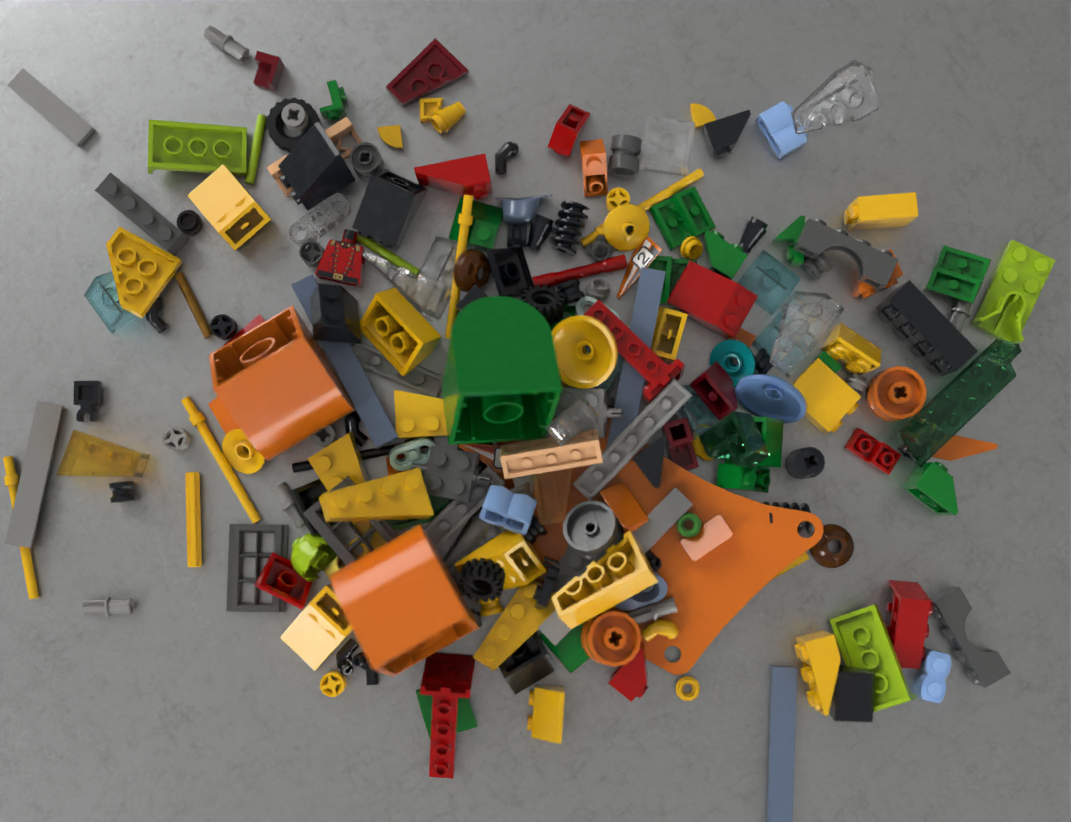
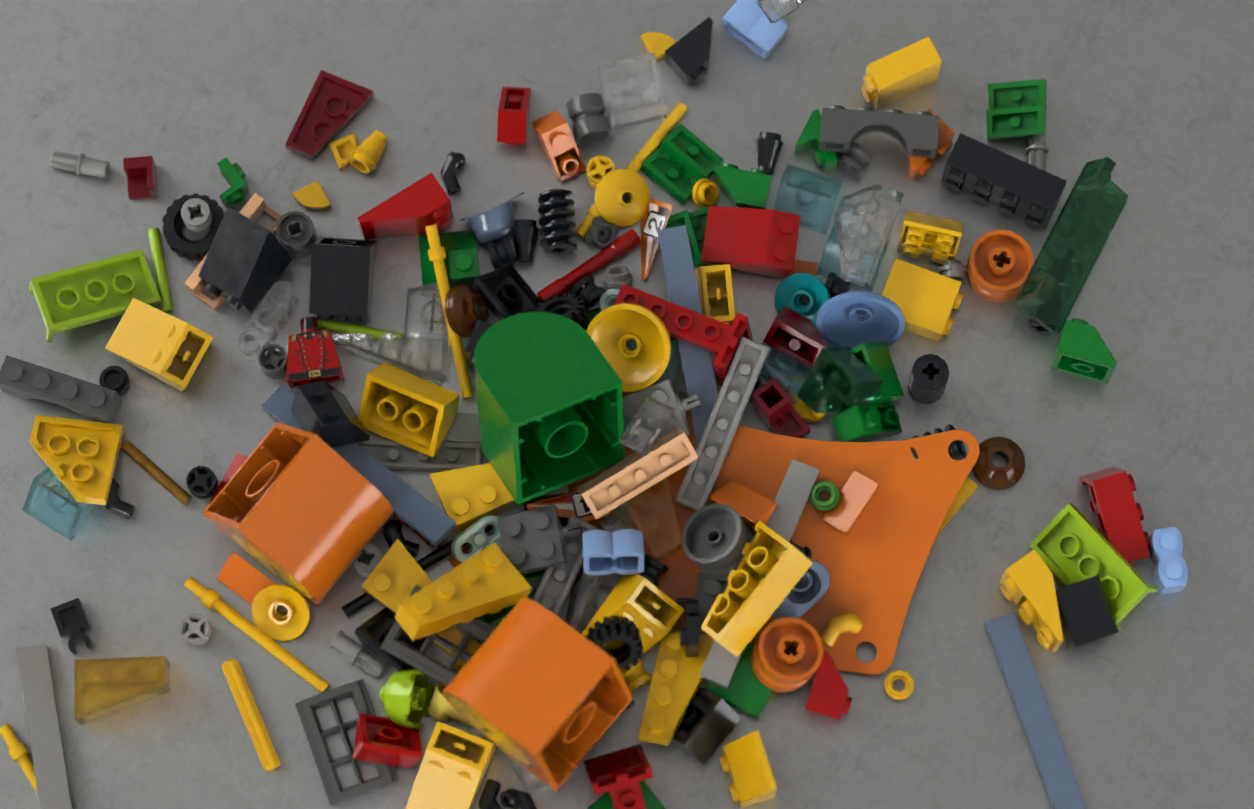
camera: 20 degrees left, 10 degrees down
(122, 492) = (155, 714): black wheel -> none
(651, 461) = (752, 439): black slope -> none
(653, 610) = (826, 607): light grey axle -> none
(829, 361) = (911, 257): green tile -> none
(872, 451) = (1001, 340): red slope -> none
(952, 610) = (1218, 526): dark grey arch -> none
(962, 447) = (1097, 299): orange sticker -> none
(1012, 292) = (1086, 106): lime plate -> none

